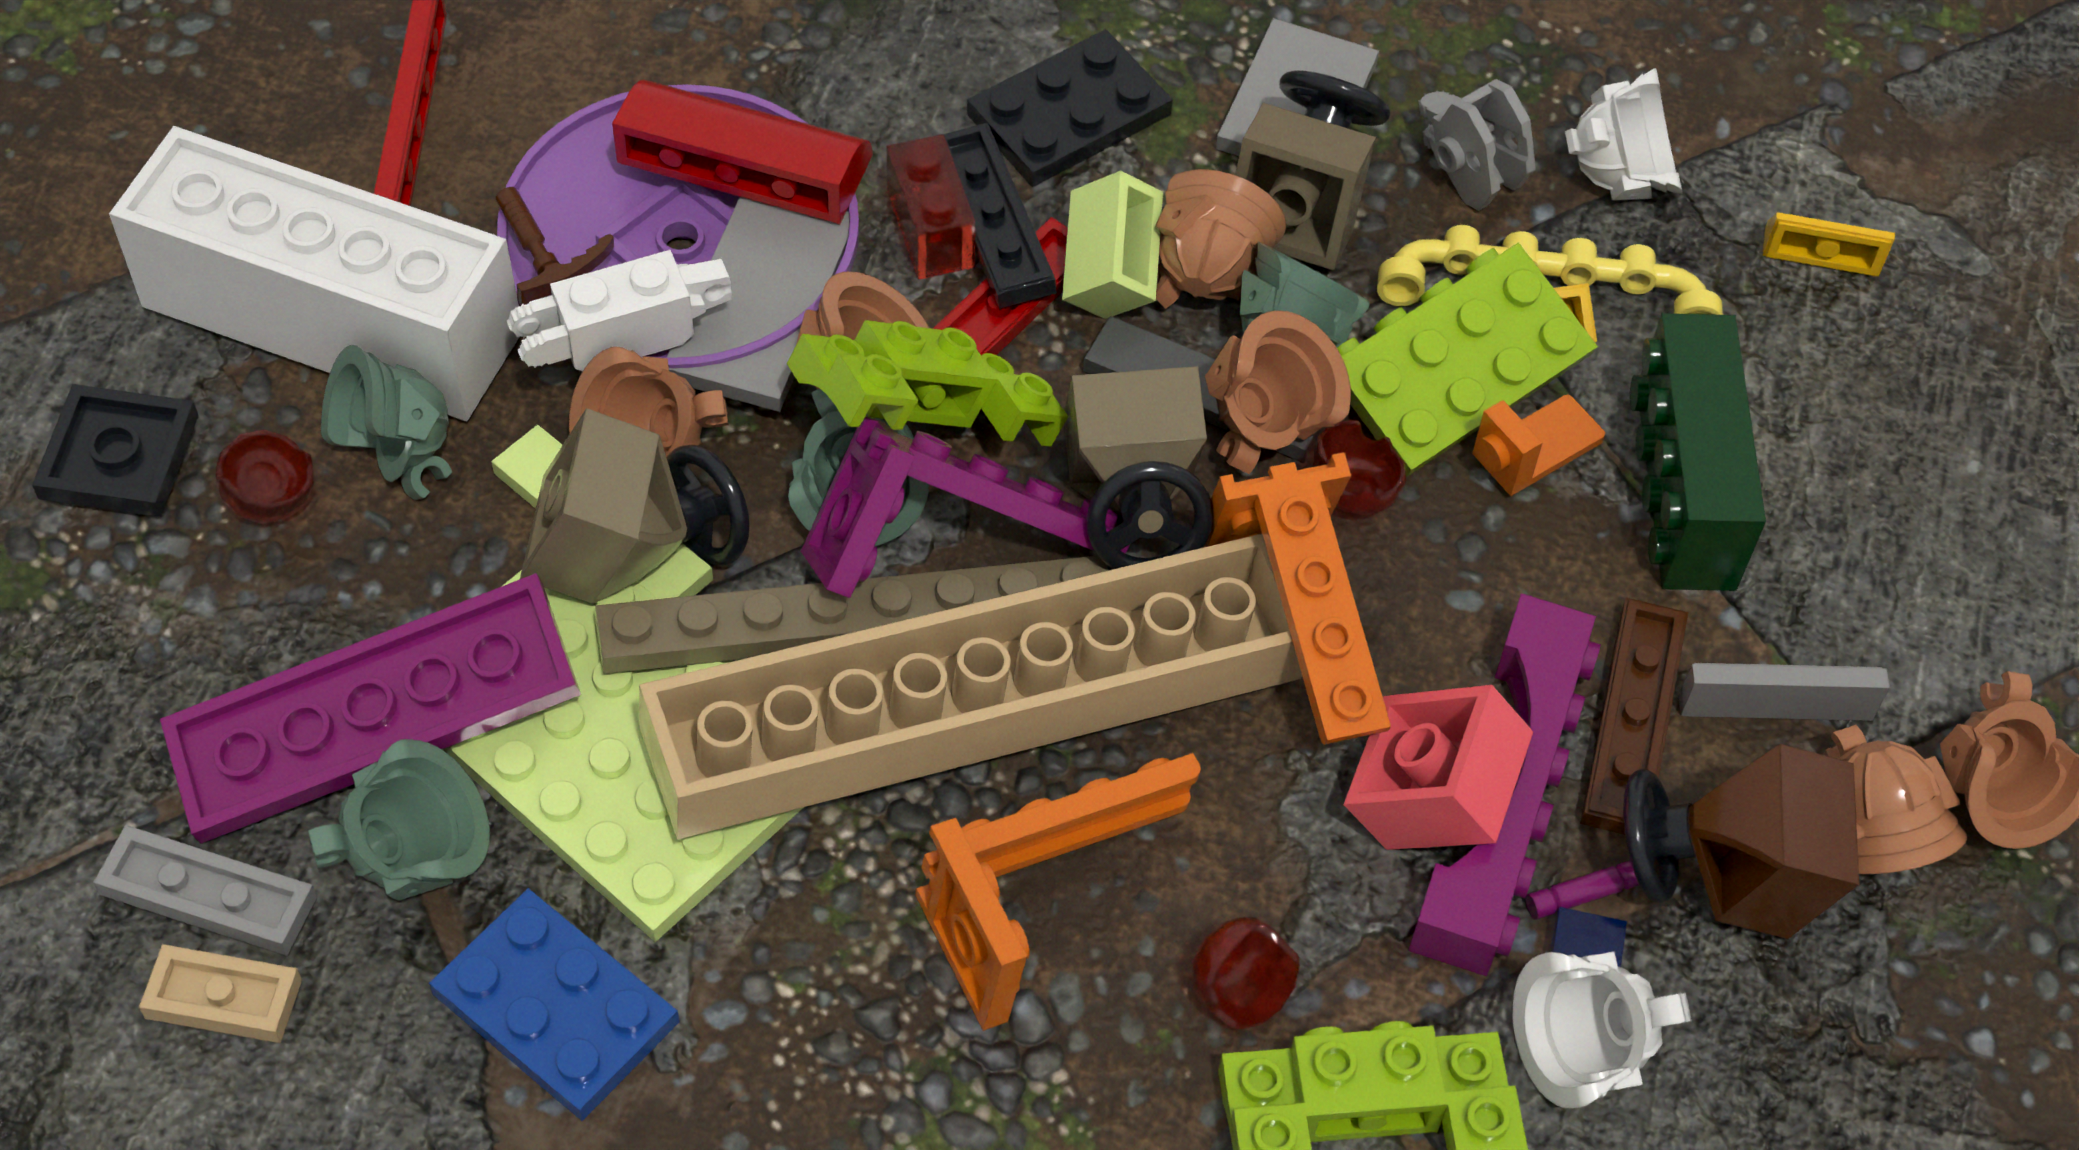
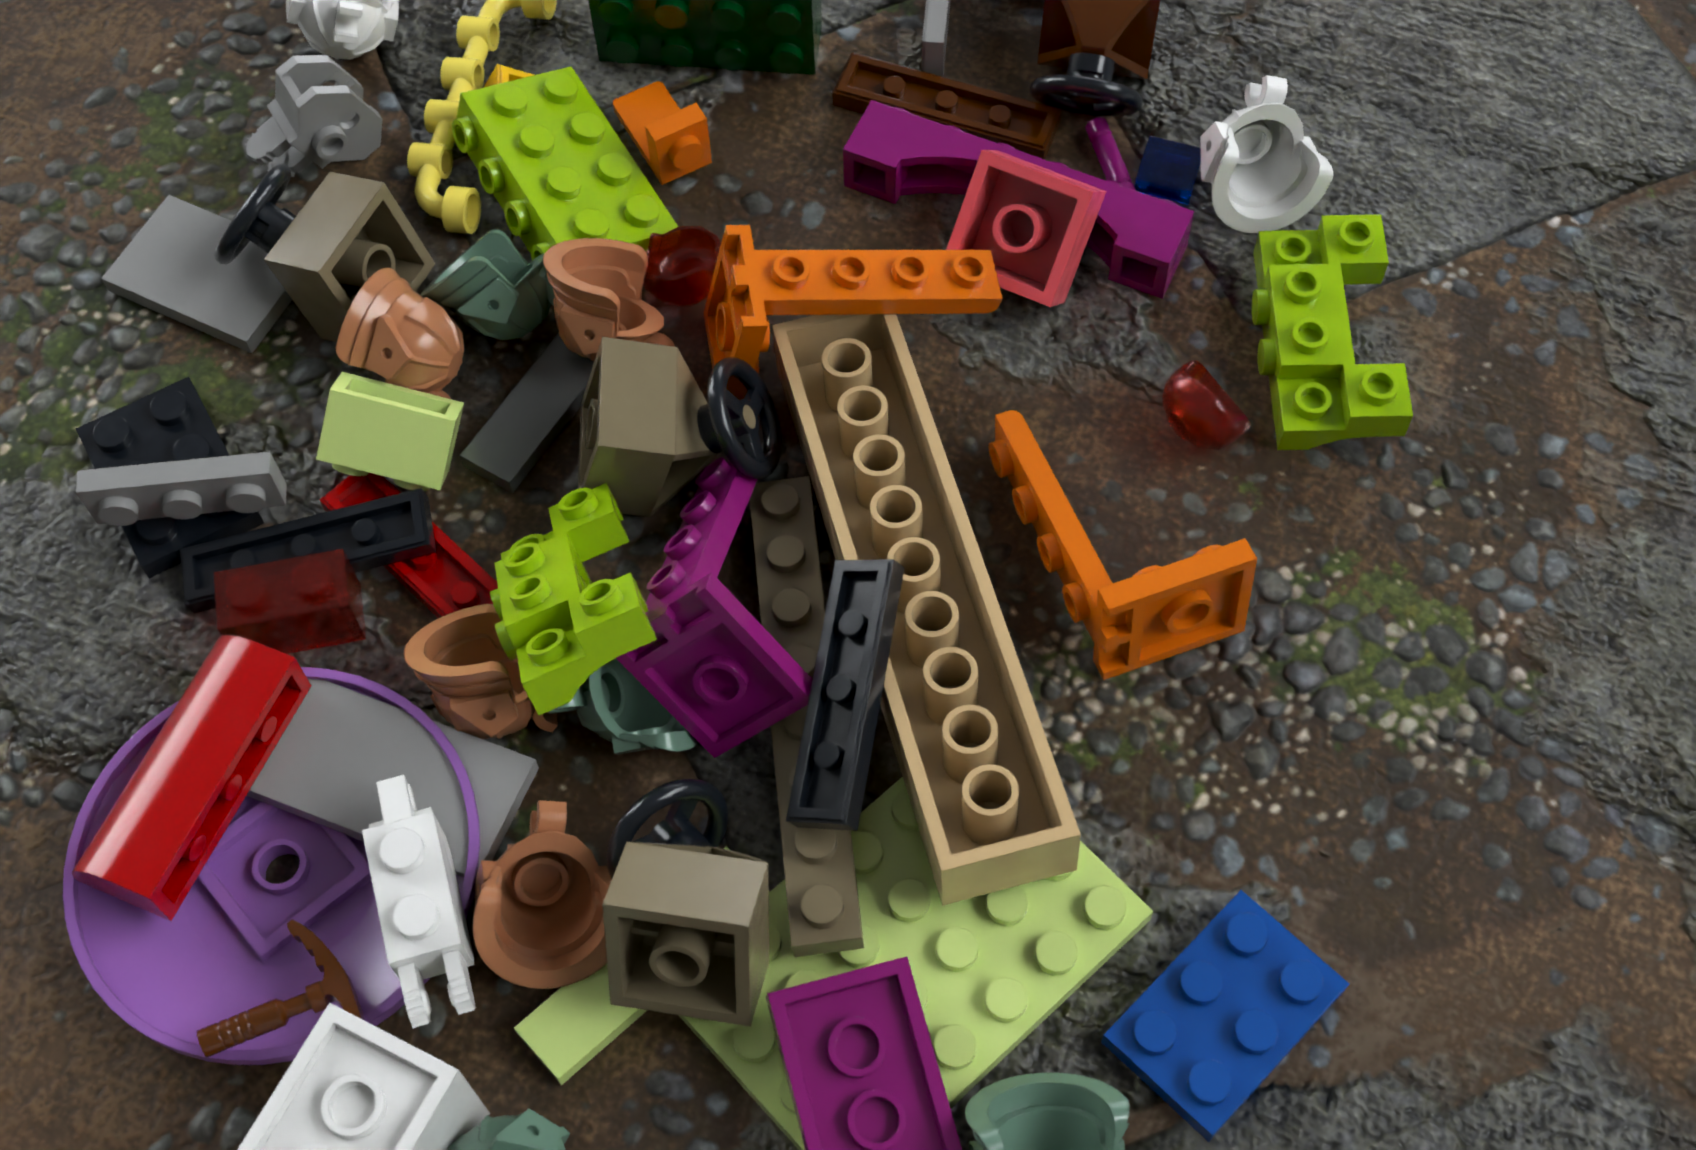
camera: 80 degrees left, 5 degrees up
(831, 608) = (845, 695): none -> black tile
(1028, 102) = (181, 488): none -> light grey plate

